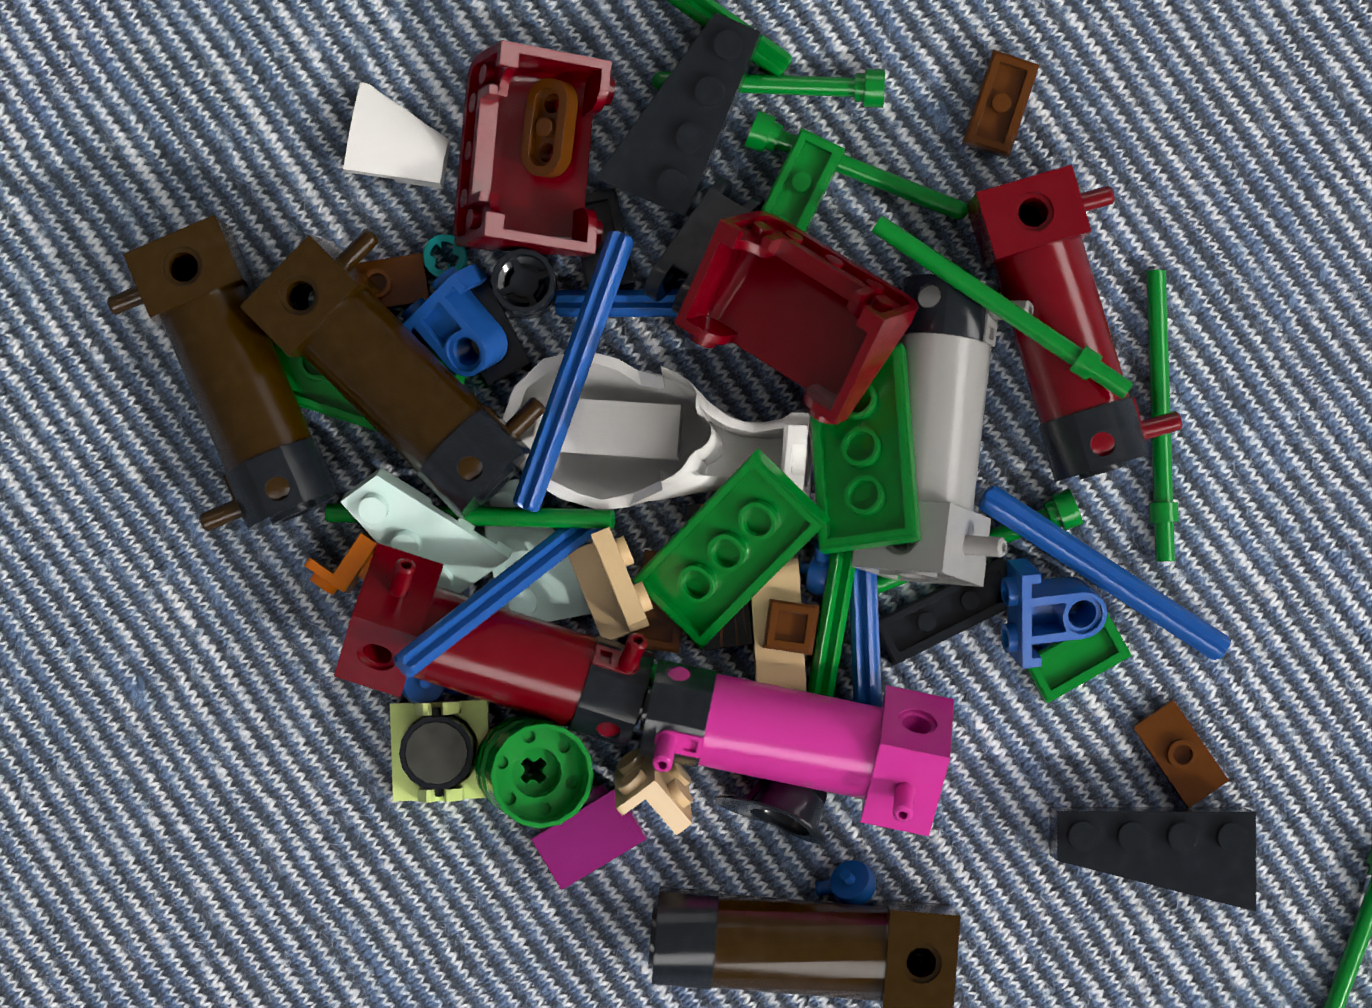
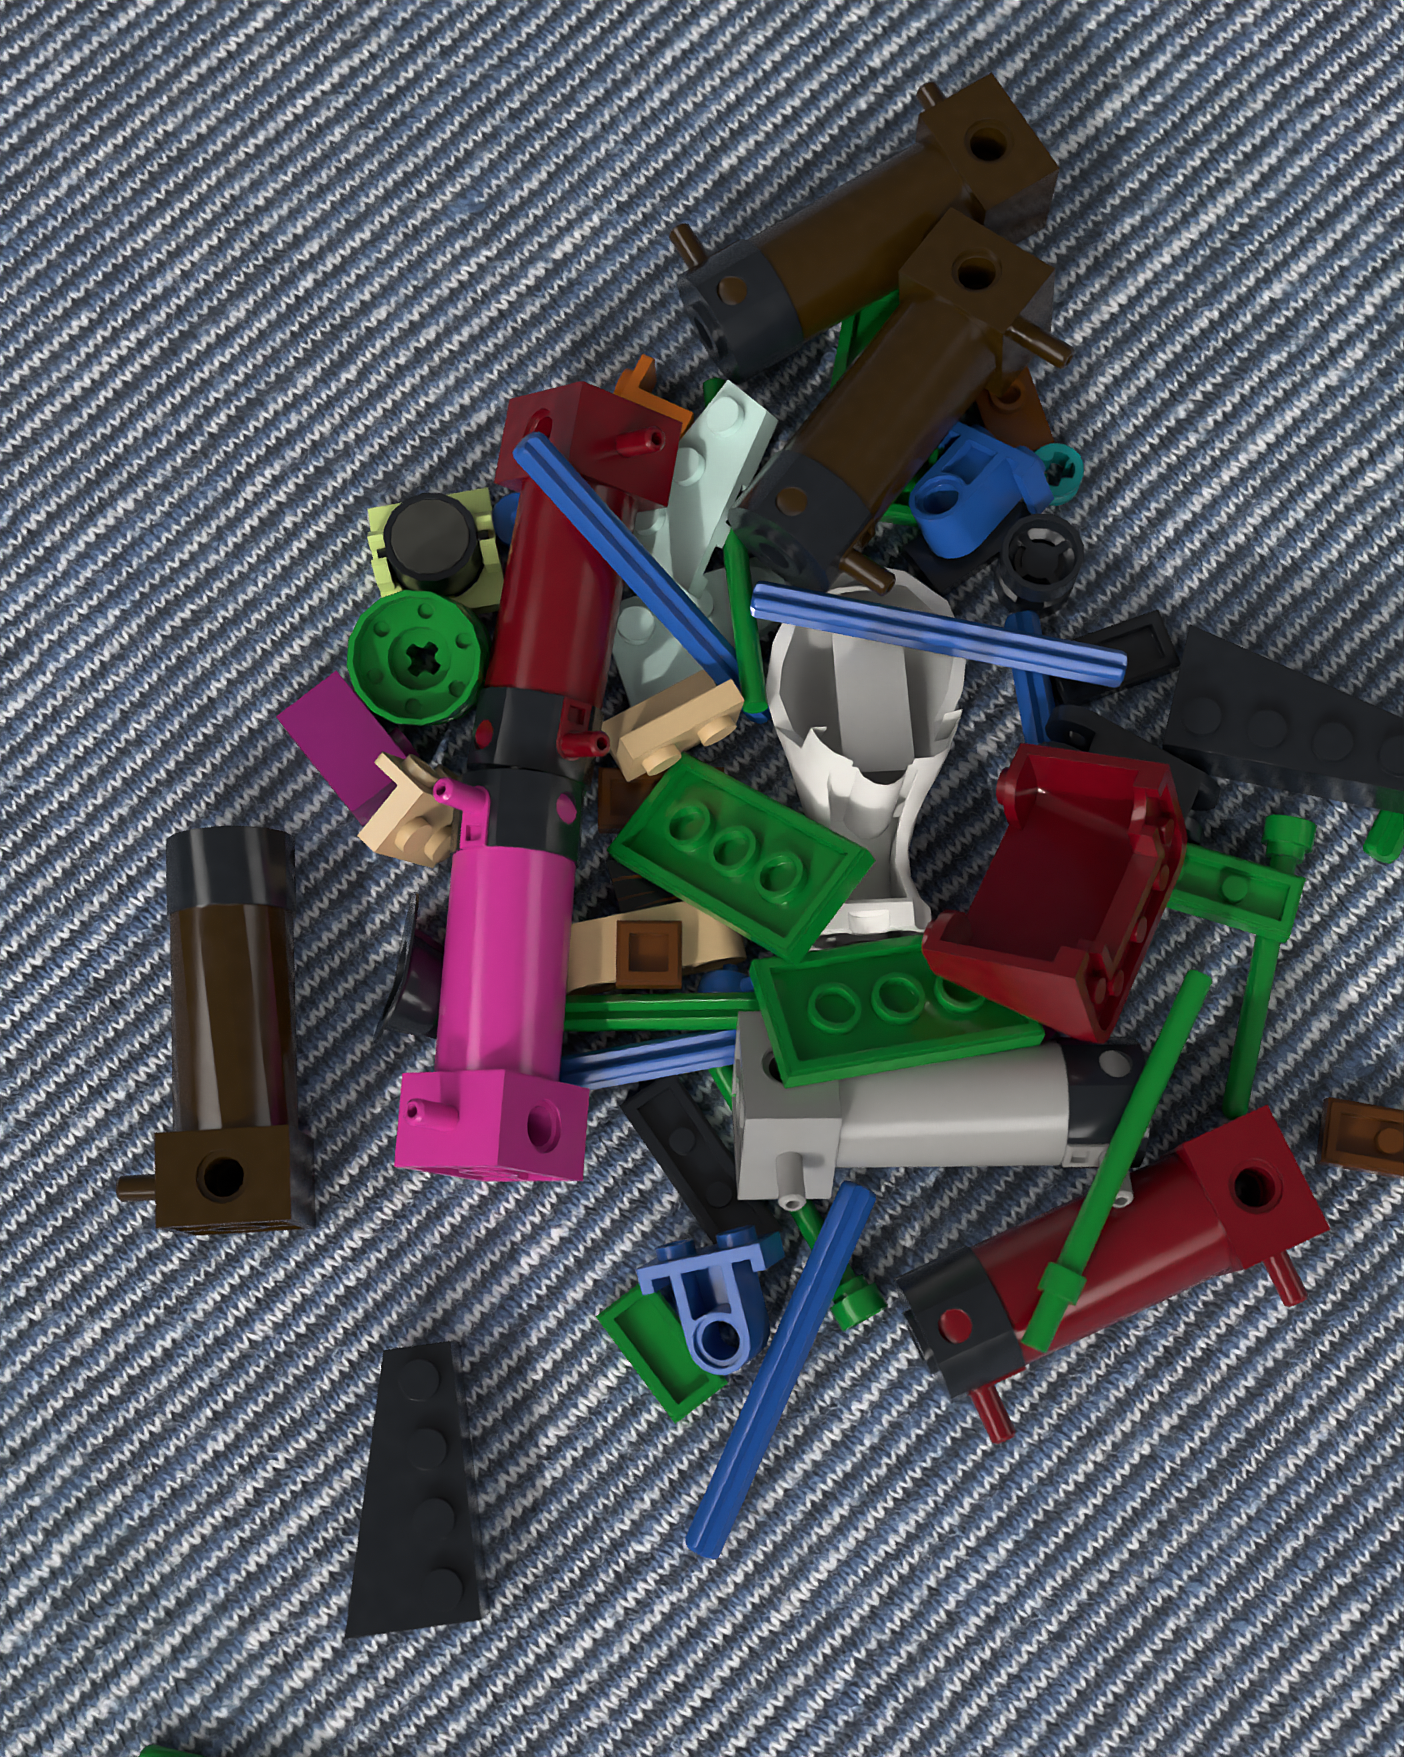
camera: 85 degrees right, 10 degrees down
(394, 142) = (1186, 391): white slope -> none
(496, 197) = (1212, 551): dark red windscreen -> none
(549, 128) = (1243, 564): reddish brown plate -> none
(849, 883) = (326, 1087): blue piece -> none
(865, 87) = (1373, 960): green piece -> none
(1163, 510) = (878, 1441): green bar -> none
(1179, 753) = (551, 1510): reddish brown plate -> none

